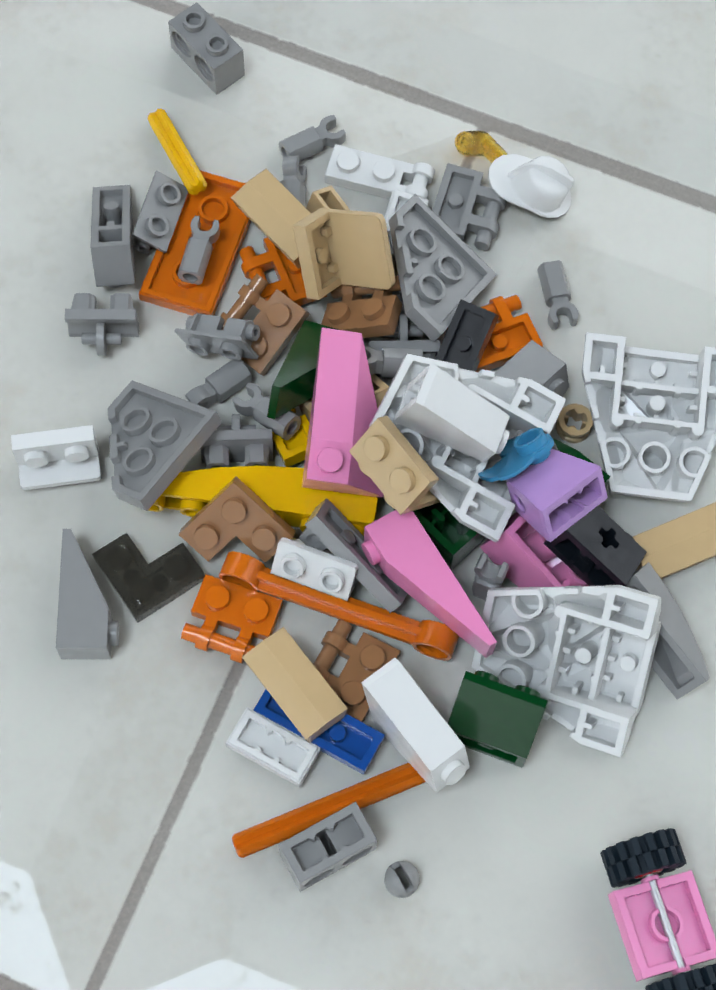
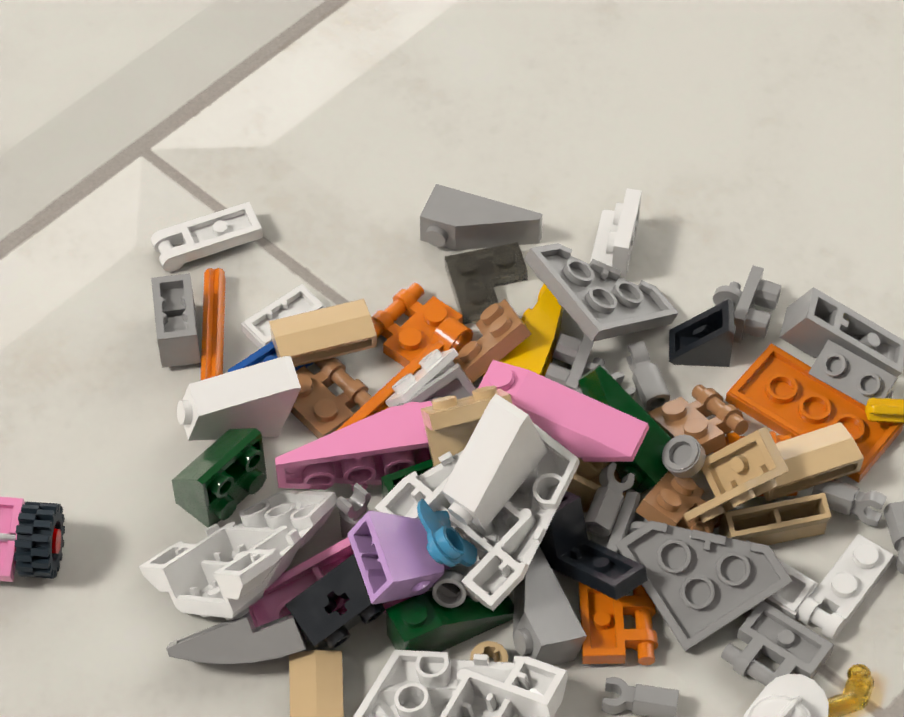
camera: 115 degrees right, 15 degrees down
(157, 345) = (704, 338): none -> black slope
(190, 874) = (206, 236): none -> white plate
(198, 252) = (797, 393): light grey bar -> none
(206, 336) = (692, 378): light grey hinge -> none
(322, 308) = (683, 456): none -> light grey tile
(394, 884) = (127, 378): light grey hinge -> none

